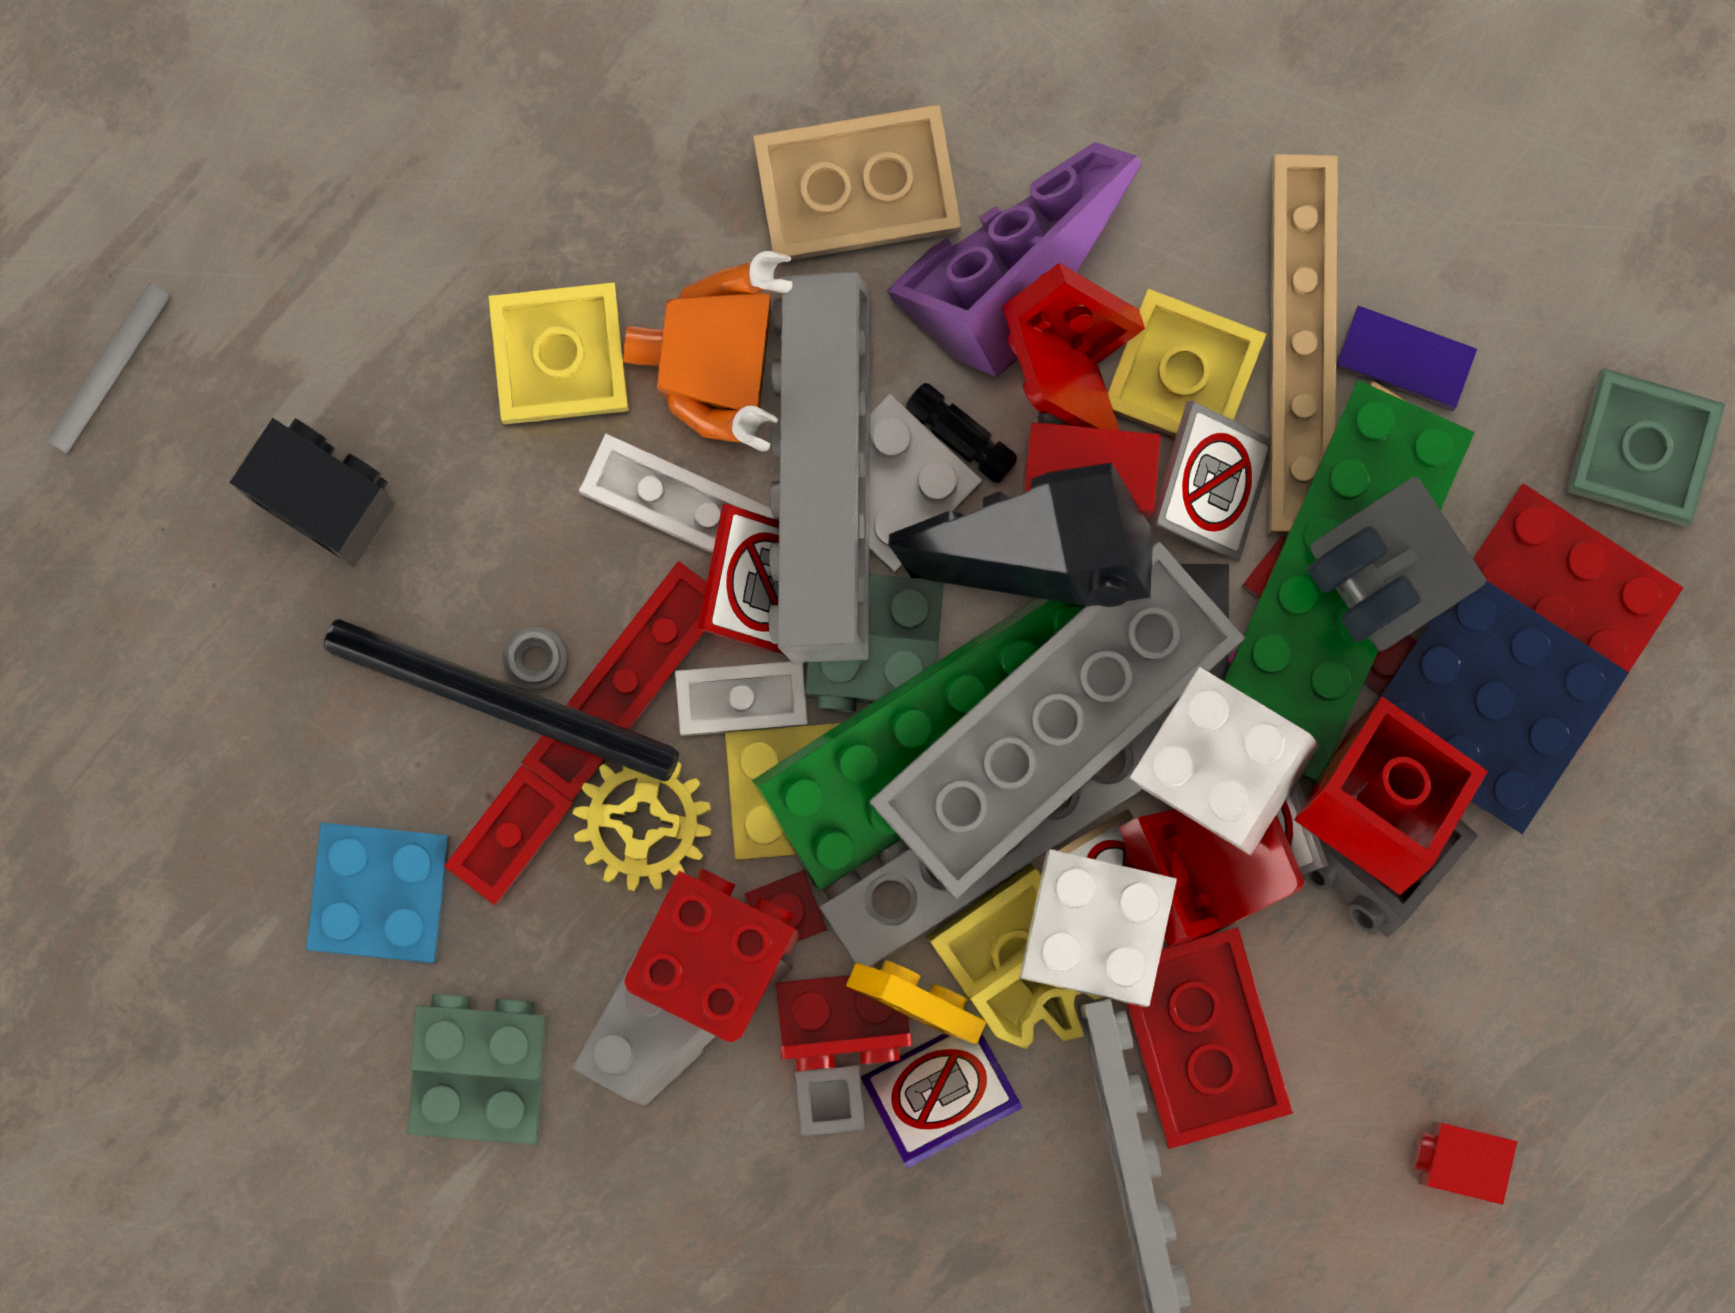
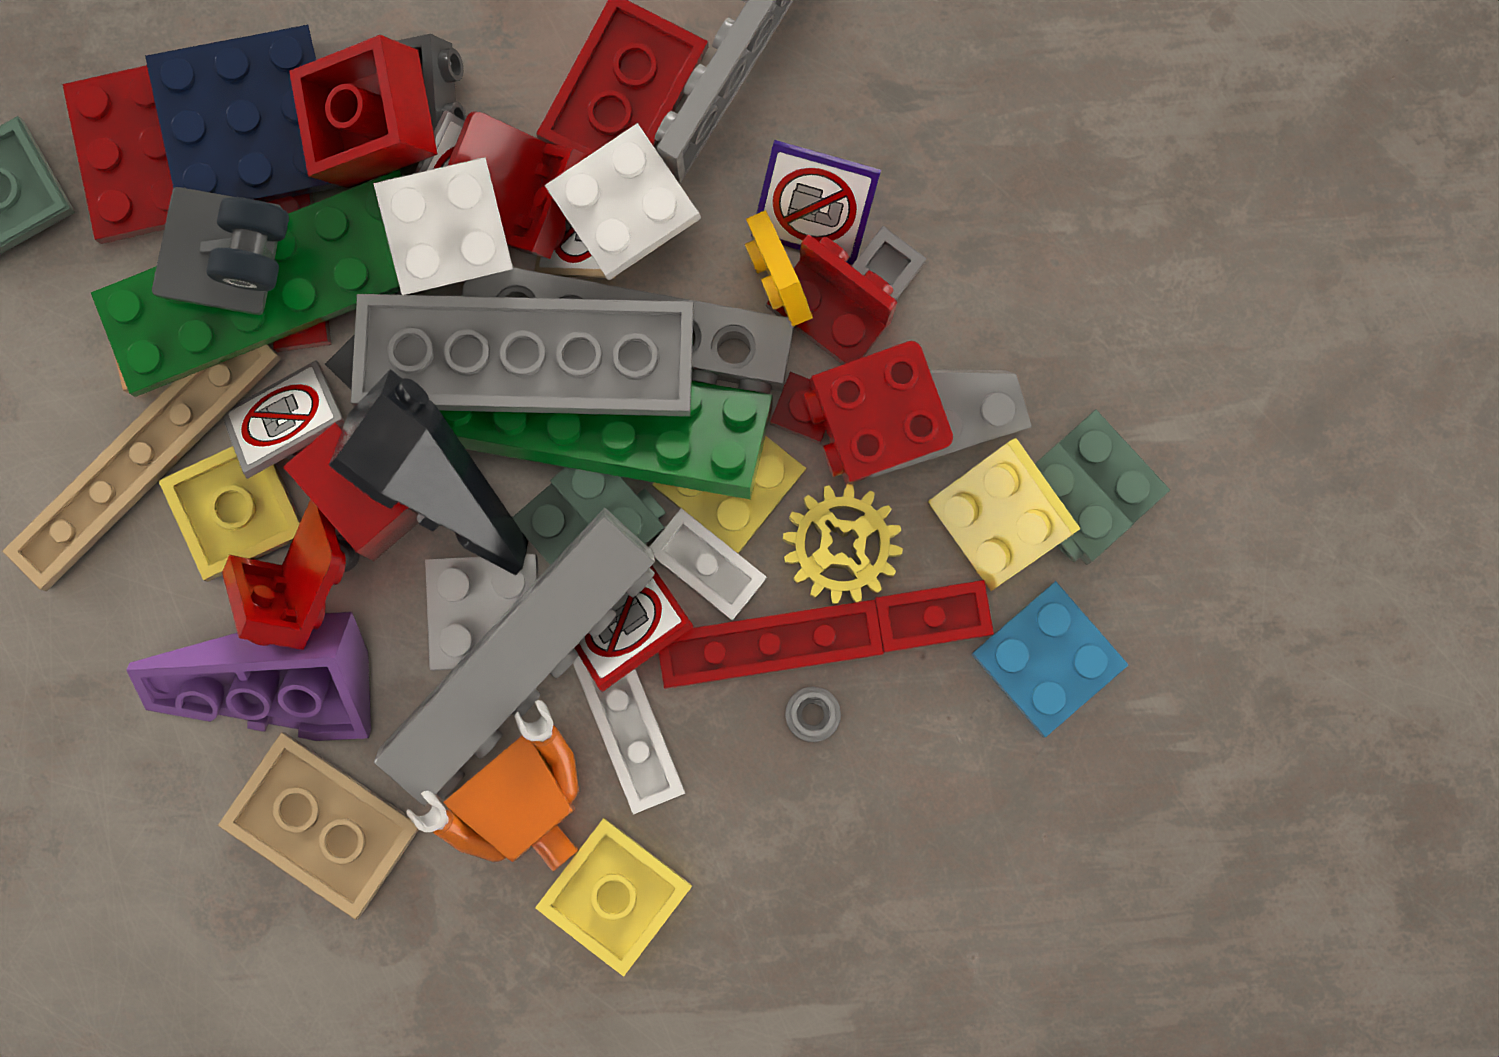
camera: 135 degrees left, 0 degrees up
(314, 492) = (856, 953): black brick -> none
(501, 700) = (859, 704): black axle -> none
(528, 974) = (1003, 514): none -> light yellow plate
(961, 432) = (409, 602): black axle -> none
(985, 956) = (704, 257): light yellow plate -> none
(1406, 358) = (88, 386): dark purple tile -> none

